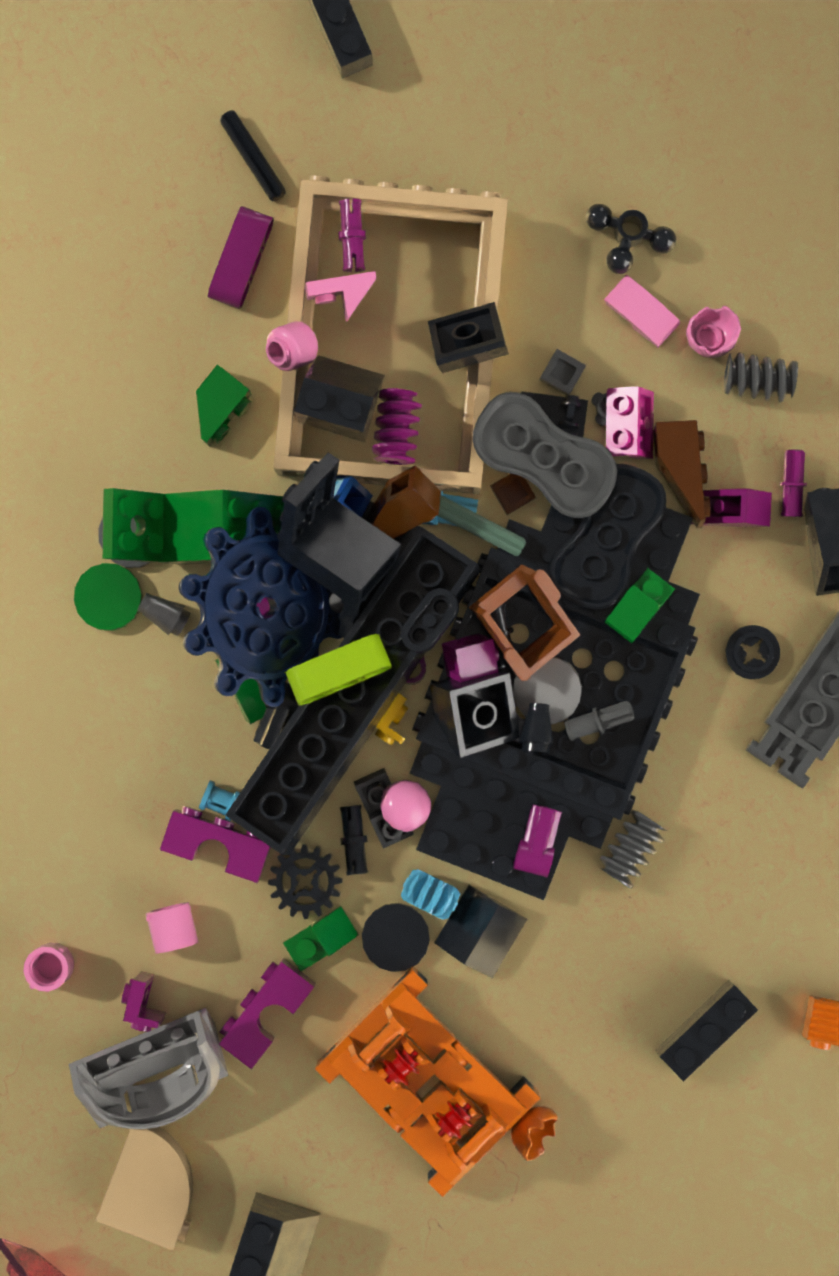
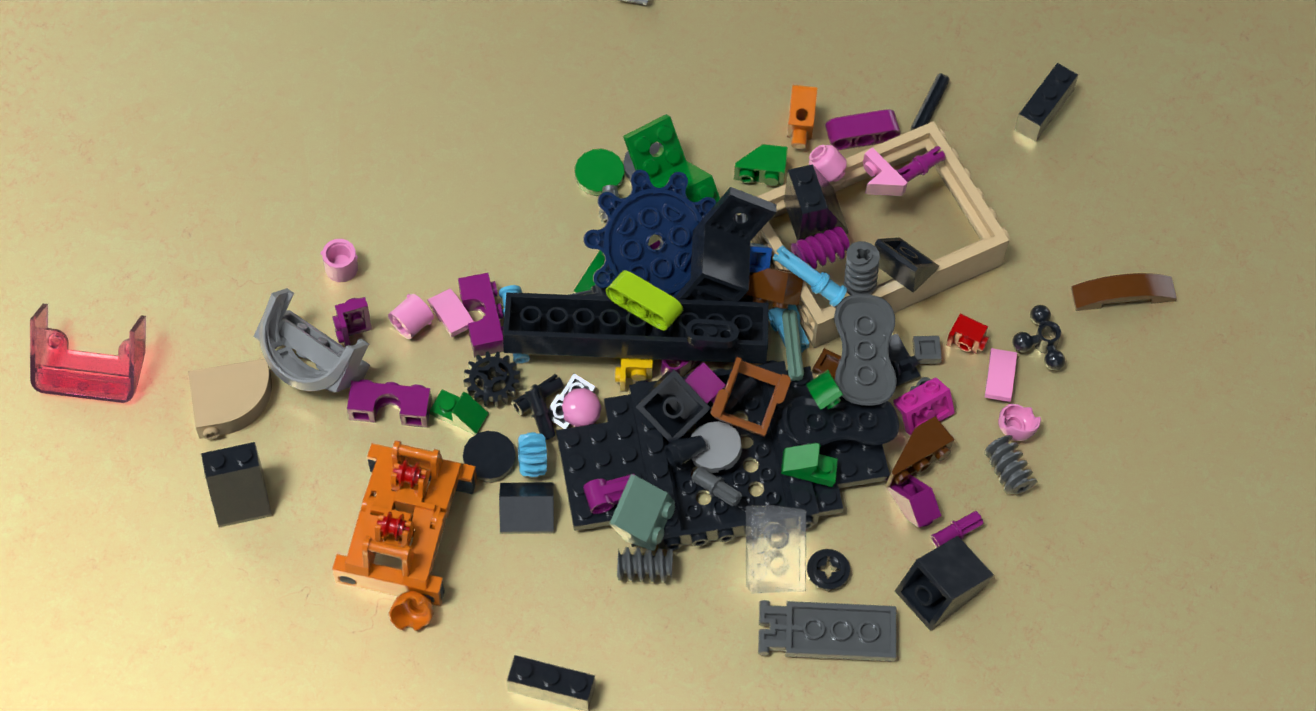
camera: 60 degrees right, 25 degrees down
(173, 309) = (801, 115): none -> orange torso
(190, 877) = (451, 312): none -> bright pink slope
(382, 853) = (540, 412): none -> black axle
(439, 457) = (819, 282): none -> medium azure pin
(444, 395) = (861, 268): none -> dark grey piece
(566, 533) = (825, 390): none -> green slope
(575, 315) = (968, 335): none -> red brick
(594, 828) = (642, 513): none -> sand green slope
(624, 102) = (1123, 288): none -> reddish brown slope
(711, 704) = (775, 549): none -> clear slope

